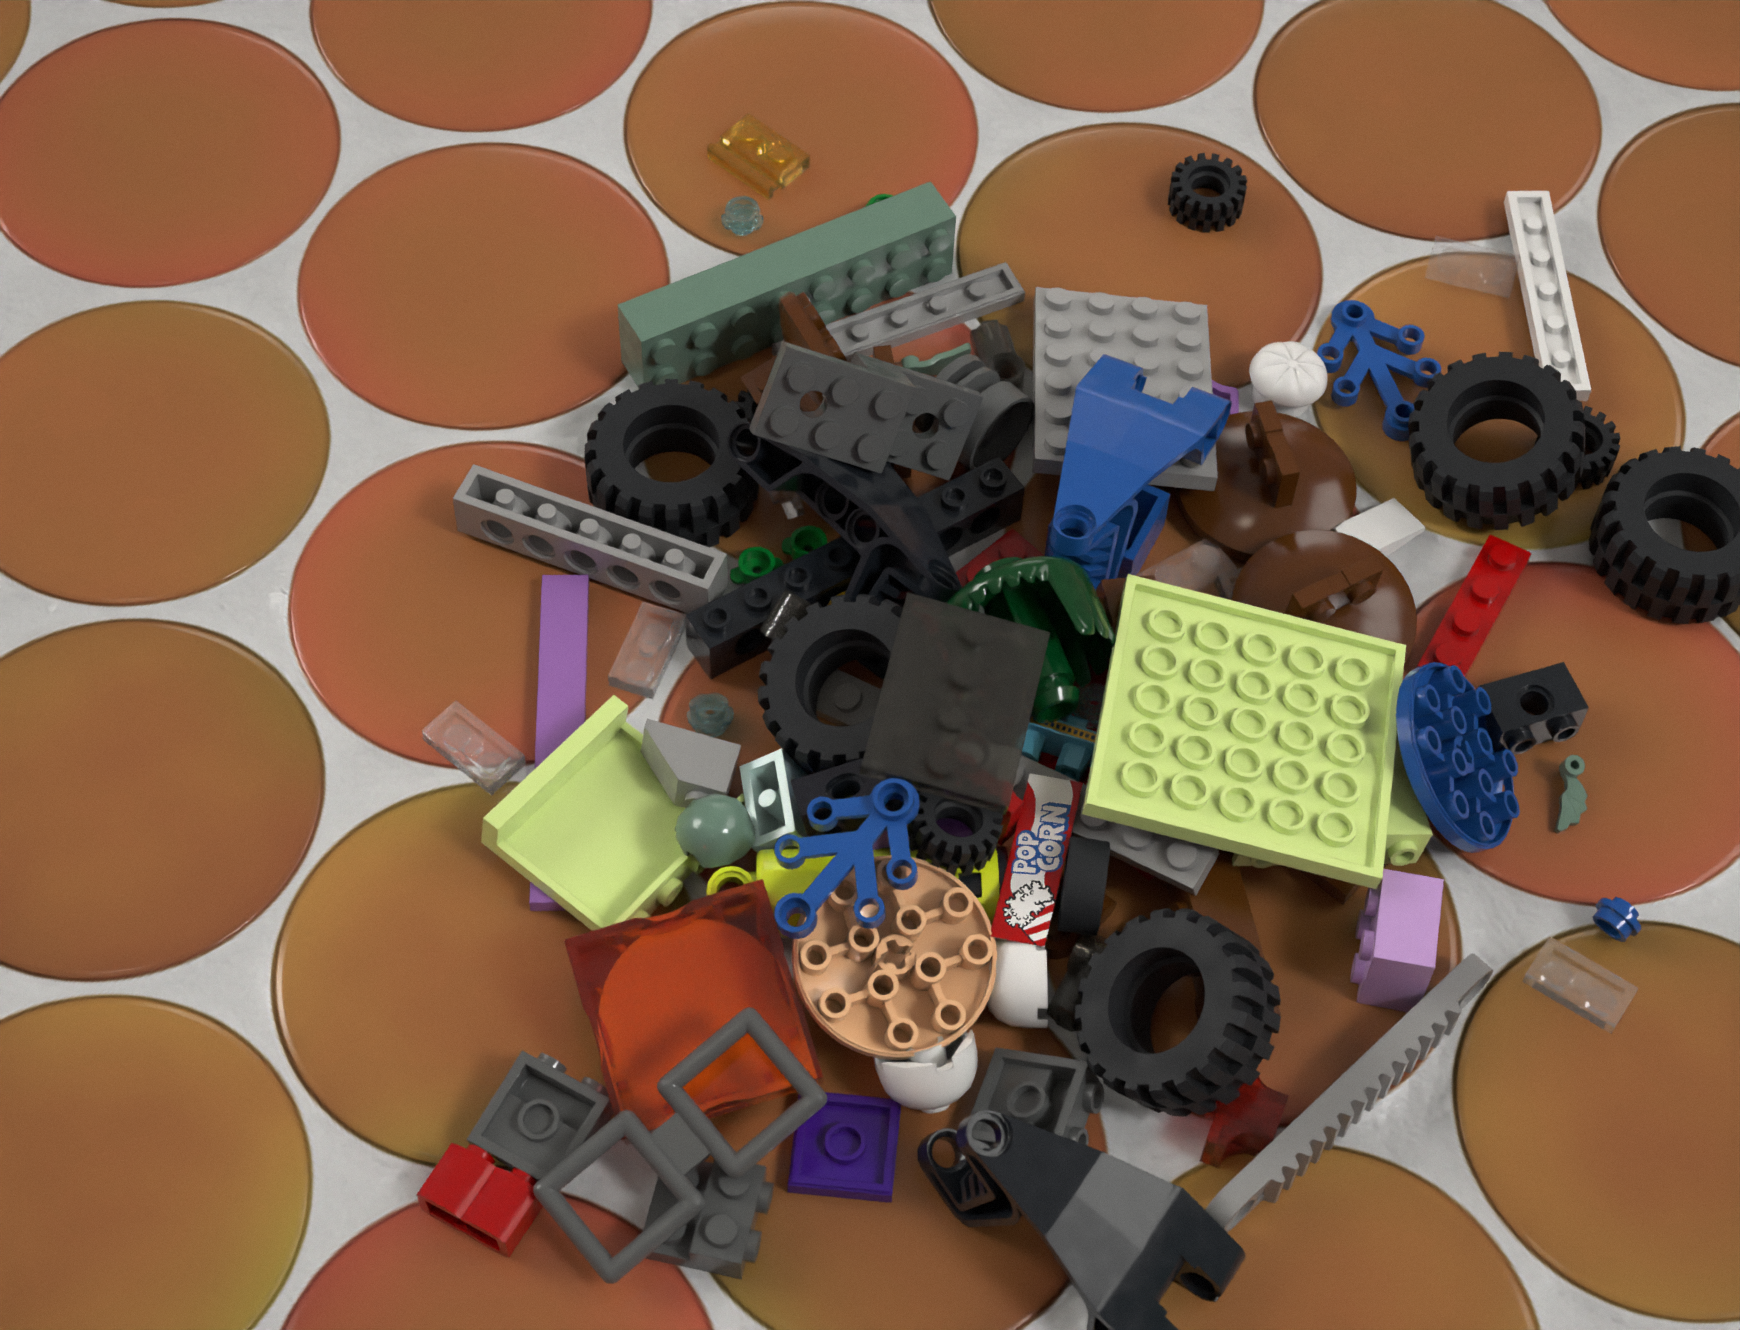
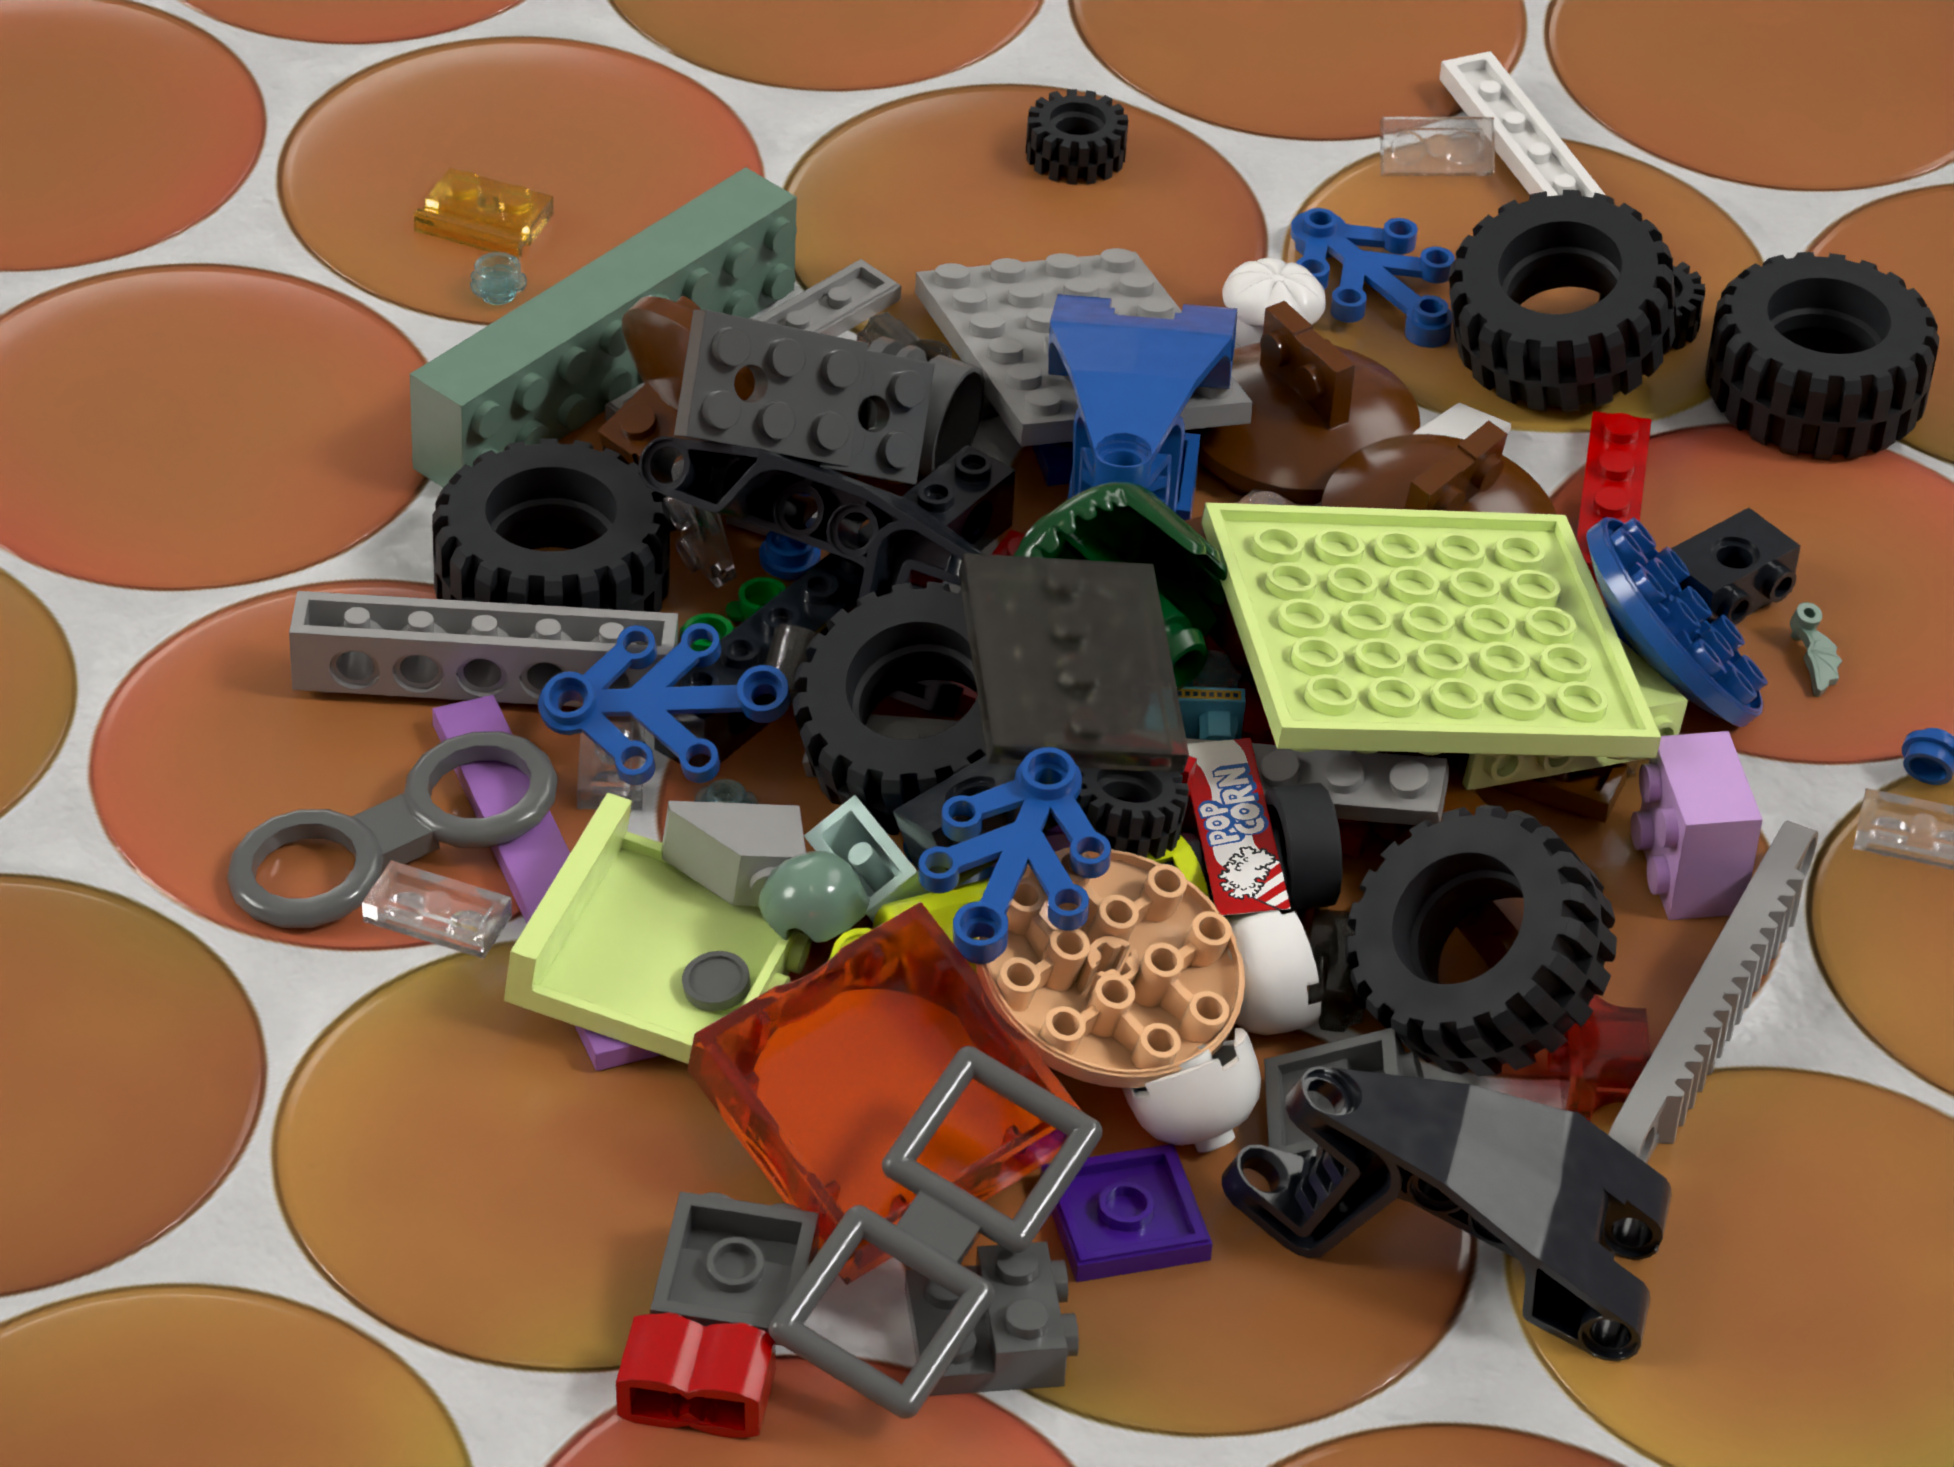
camera: 20 degrees left, 15 degrees down
(471, 671) = (392, 830): none -> dark grey bar
(632, 869) = (716, 981): none -> dark grey piece
(679, 623) = (654, 699): none -> blue plant

